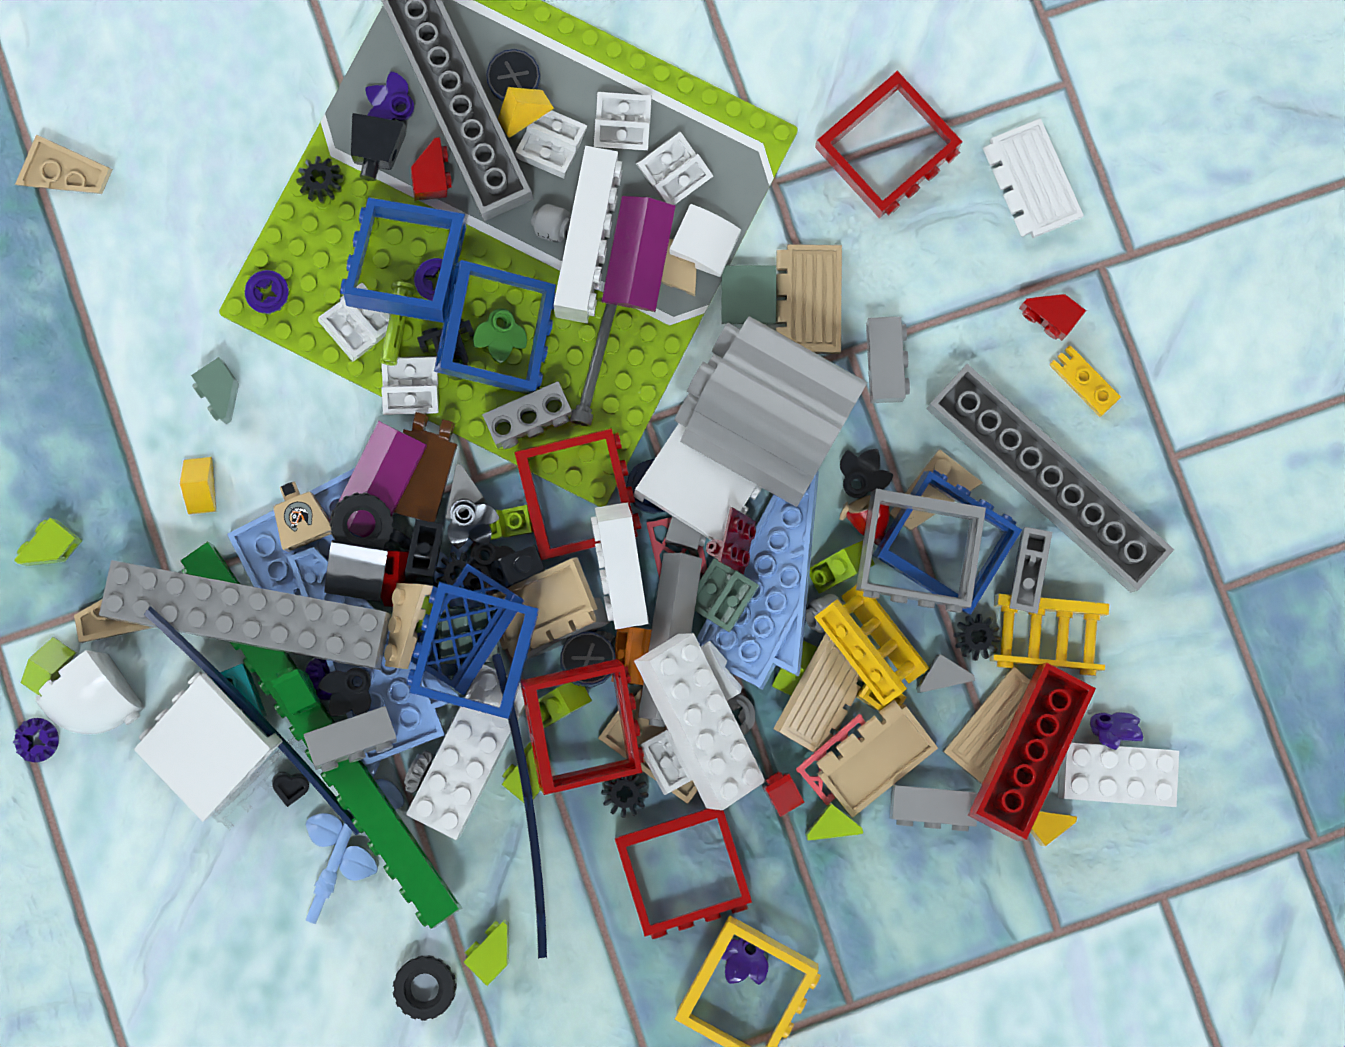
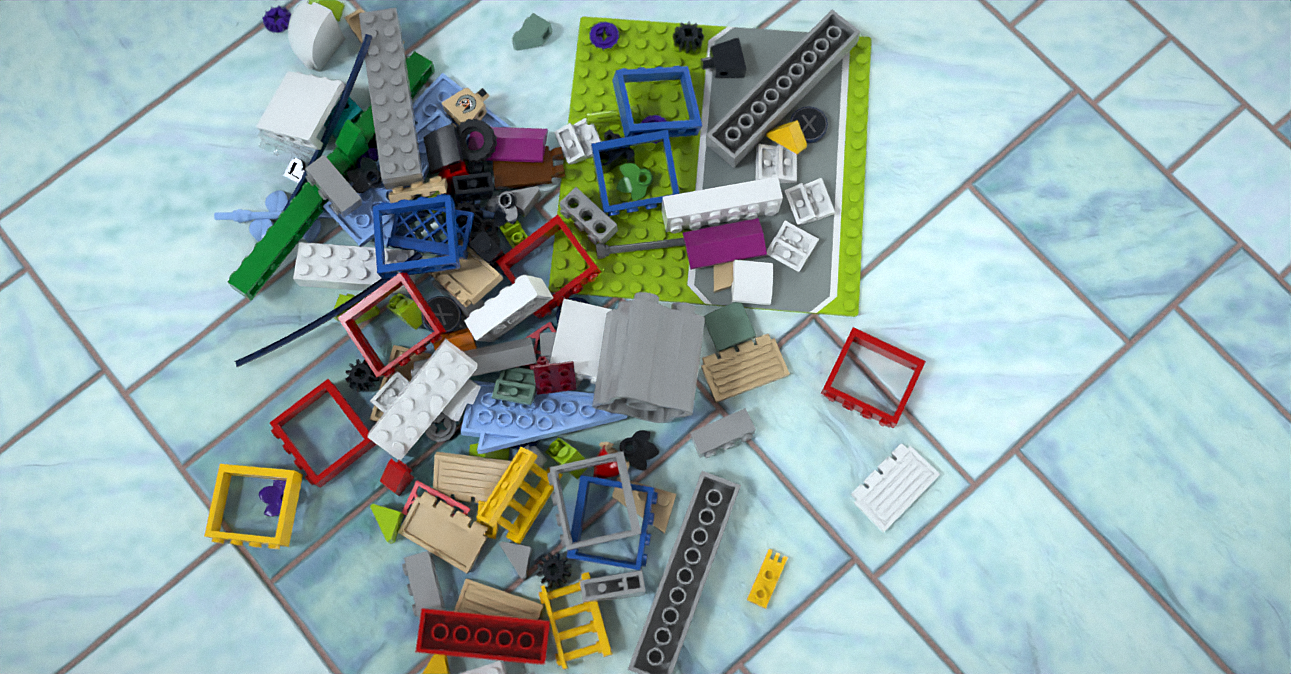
camera: 75 degrees right, 10 degrees down
(198, 485) = (467, 46): yellow slope -> none
(354, 328) = (602, 94): white slope -> none
(388, 97) = (760, 58): dark purple plate -> none
(414, 1007) = (184, 289): black tyre -> none
(418, 771) = (331, 238): light grey gear -> none
(428, 173) = (721, 98): red slope -> none
(490, 956) = (228, 333): lime slope -> none
(551, 223) = (721, 178): light grey head -> none
(1054, 312) = (806, 537): red slope -> none

